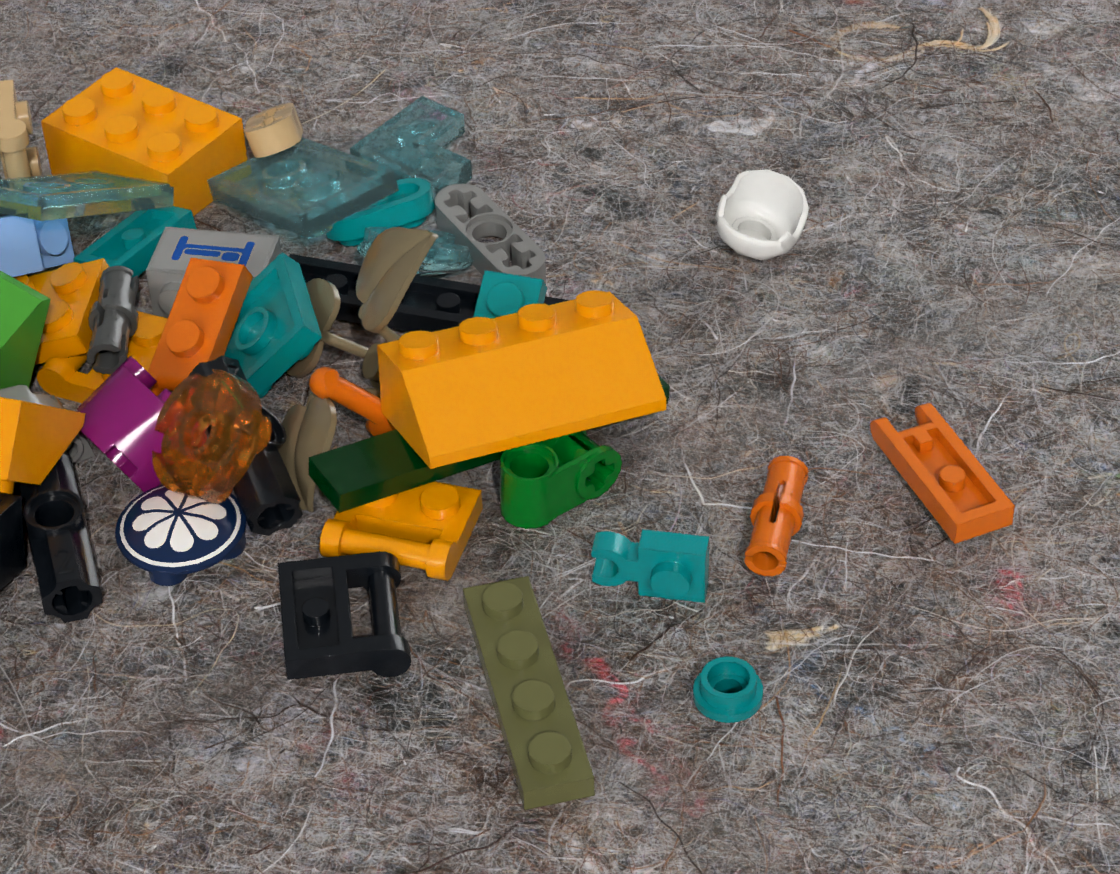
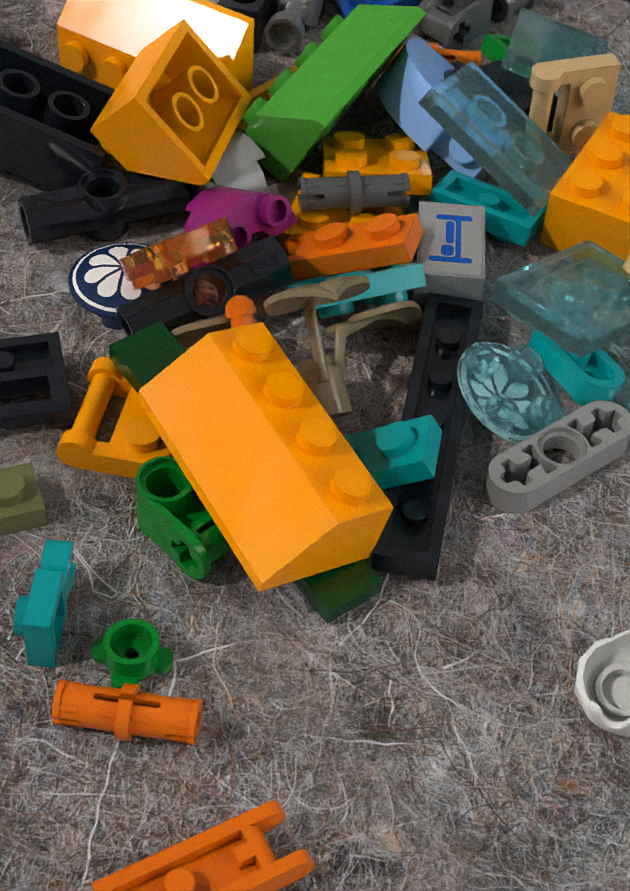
camera: 80 degrees right, 5 degrees up
(708, 512) = (127, 638): none -> green plate

